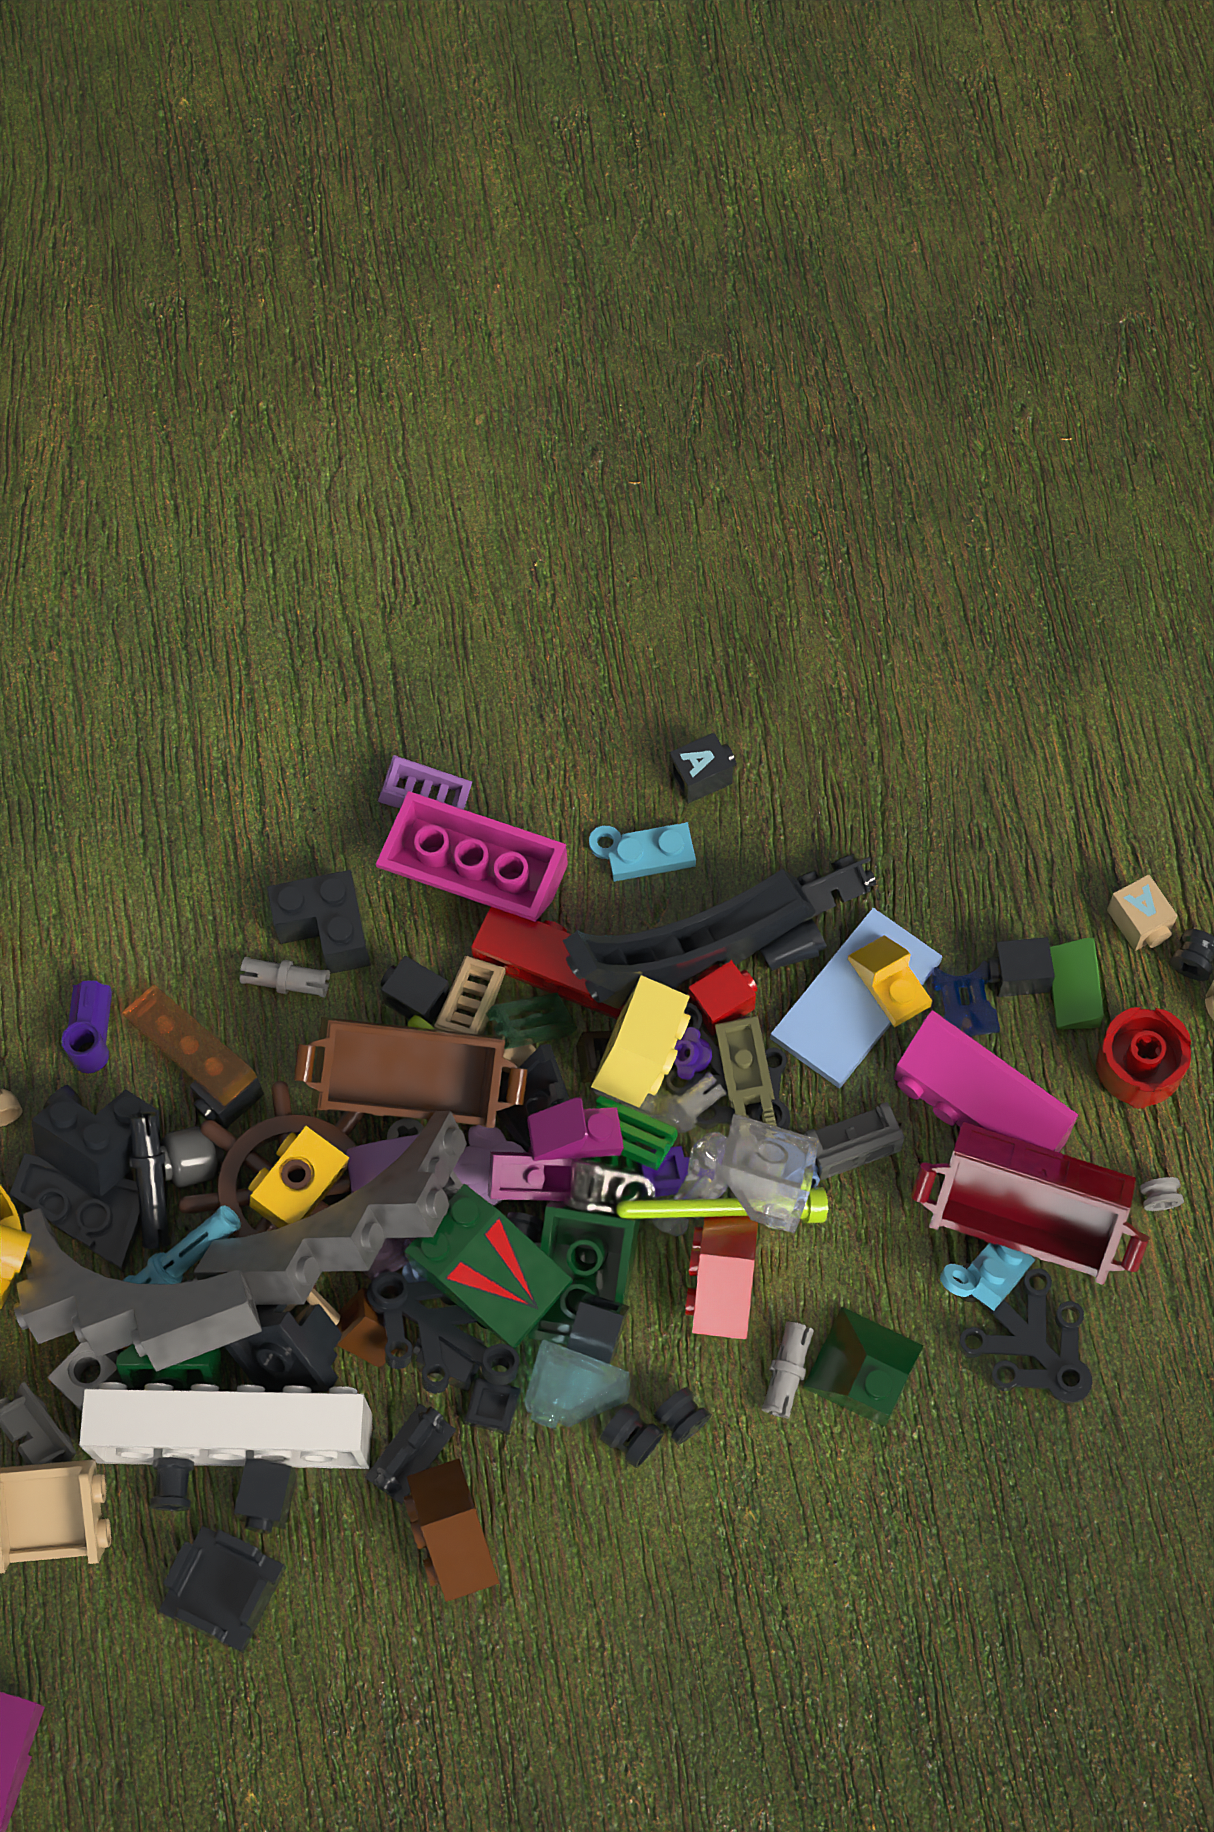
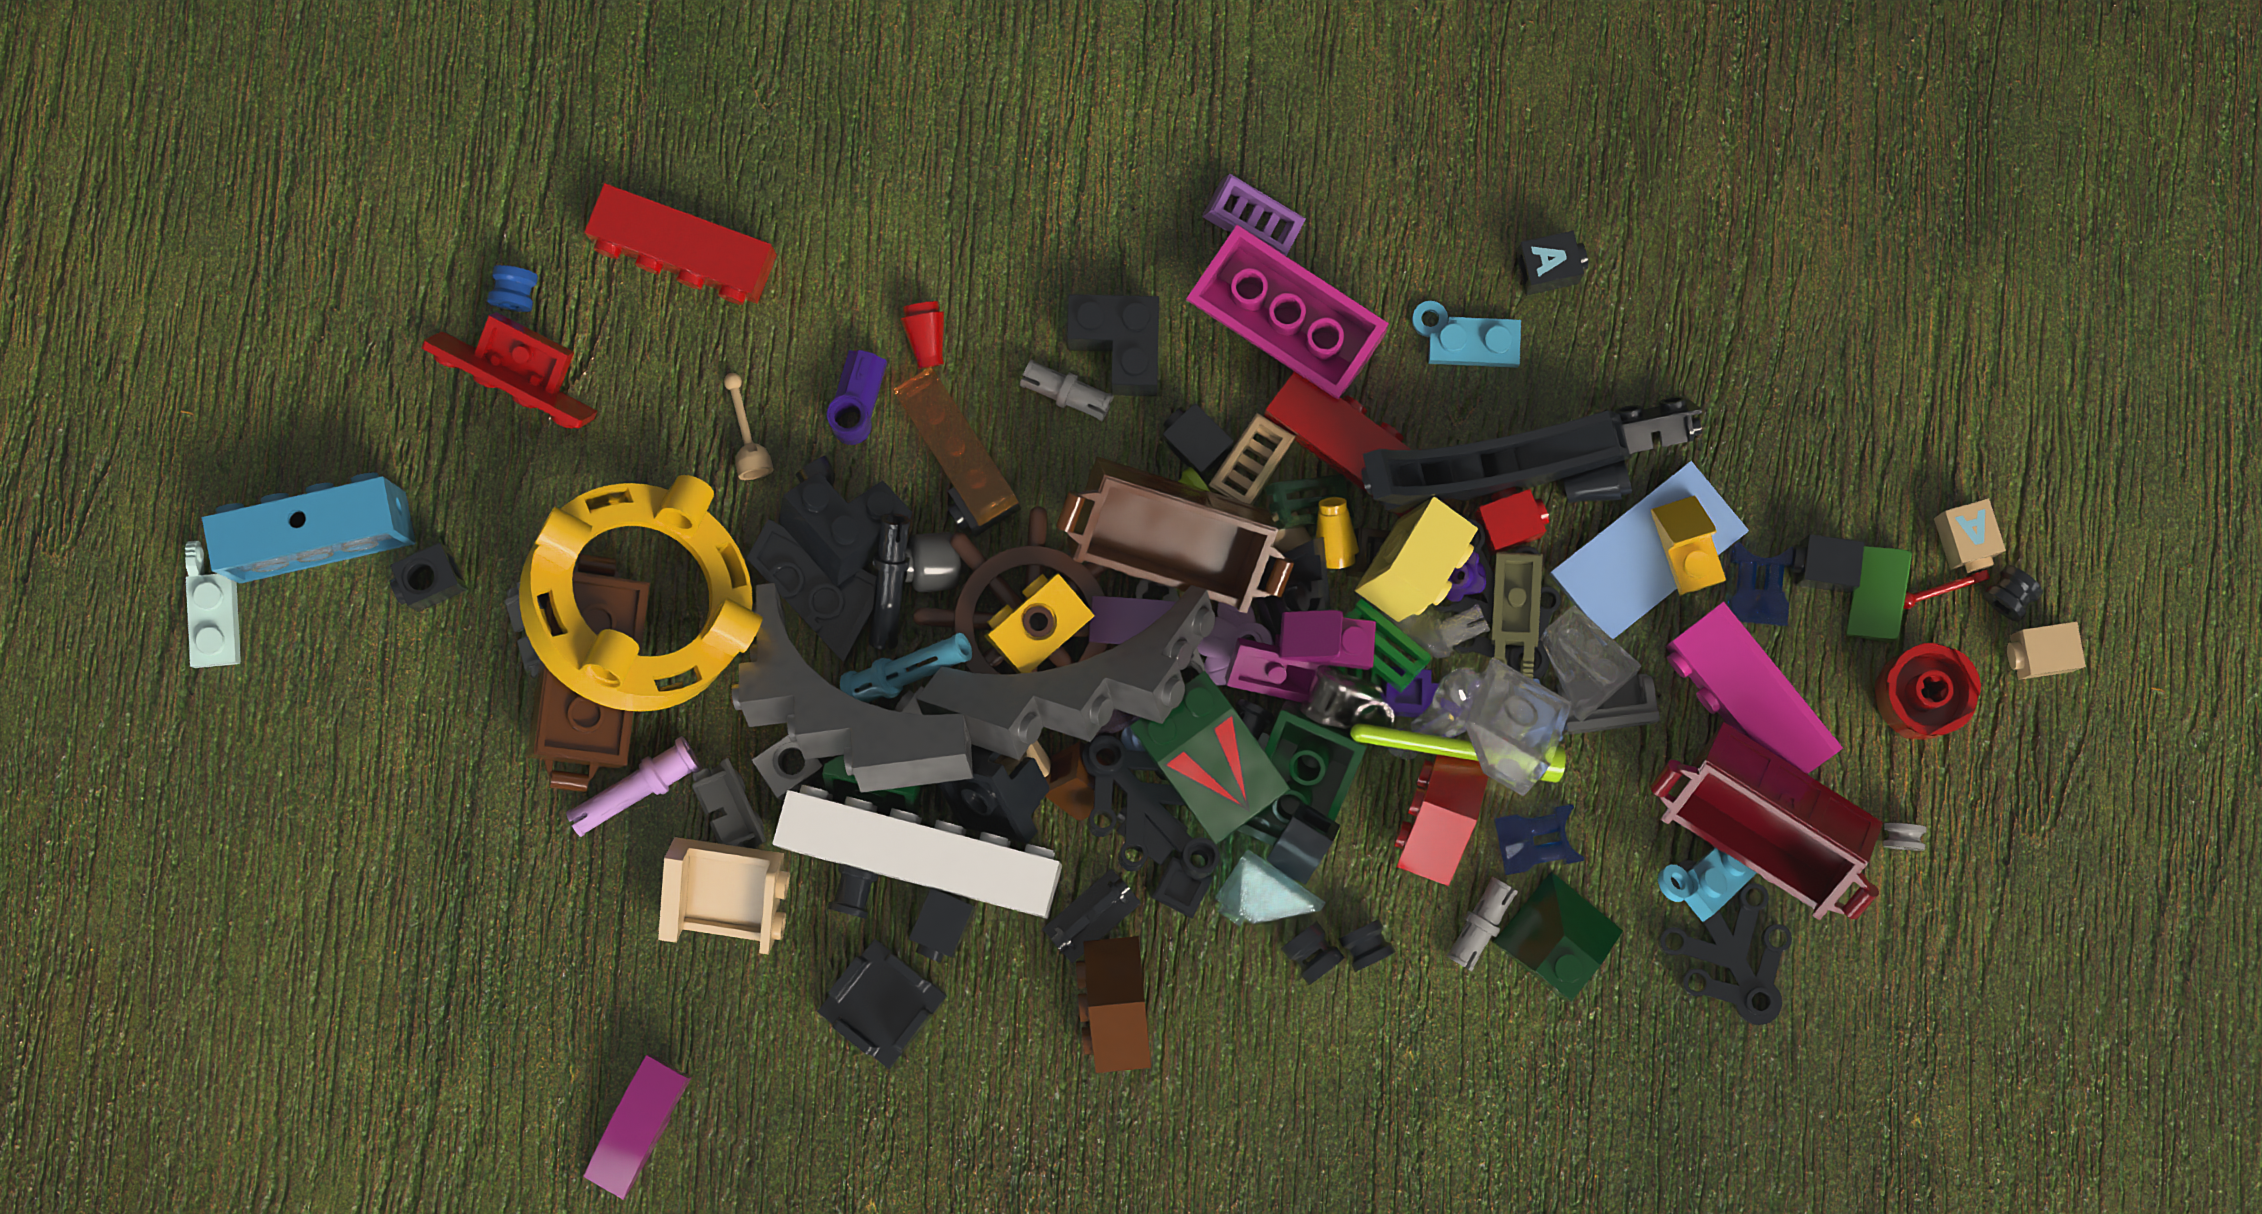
camera: 15 degrees right, 15 degrees up
(141, 953) = (925, 332): none -> red cone
(564, 1039) = (1338, 533): none -> yellow cone
(804, 1291) = (1517, 842): none -> clear blue piece
(824, 1103) = (1586, 661): none -> clear wing
(1159, 952) = (1911, 599): none -> red hinge

